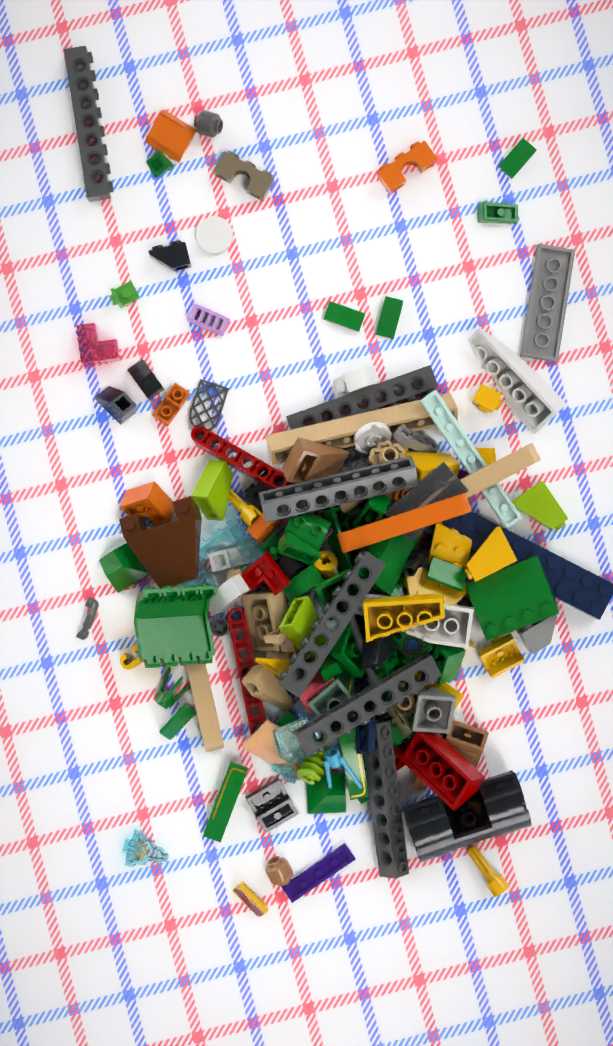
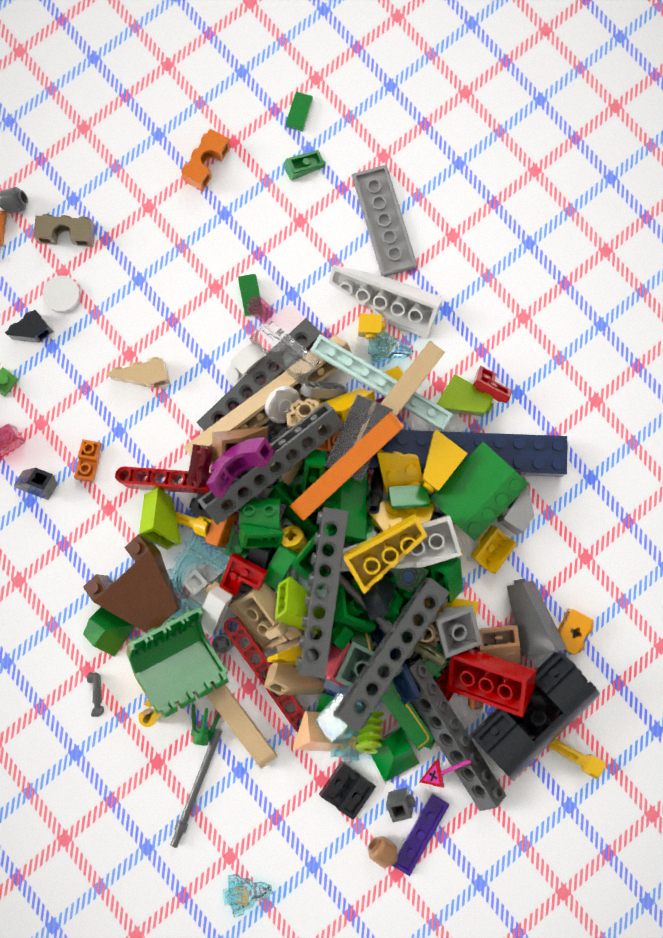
camera: 25 degrees left, 5 degrees down
(113, 768) = (181, 825): none -> dark grey bar
(145, 379) = (55, 449): black slope -> none
(148, 501) = (104, 557): orange panel -> none
(177, 722) = (222, 752): green slope -> none
(191, 319) = (71, 364): lavender slope -> none
(210, 398) = (121, 439): dark grey window -> none
(225, 801) = (302, 808): green slope -> none
(250, 899) = (369, 891): slope -> none
(260, 349) = (146, 374): none -> tan slope
(273, 461) = (199, 465): none -> dark red hinge
(309, 473) = (229, 465): none -> magenta arch
(313, 838) = (400, 804): none -> dark grey brick
(335, 760) = (386, 720): medium azure plant -> none
(344, 316) = (209, 312): green tile -> none
(355, 826) = (434, 773): none -> piece
(392, 337) = (260, 309): none -> clear pink brick
(394, 389) = (285, 351): none -> clear windscreen
(492, 427) = (387, 347): none -> clear light blue rock
(506, 734) = (534, 623): none -> dark grey slope
(541, 752) = (582, 626): none -> light orange brick
(567, 502) = (485, 382): none -> red plate

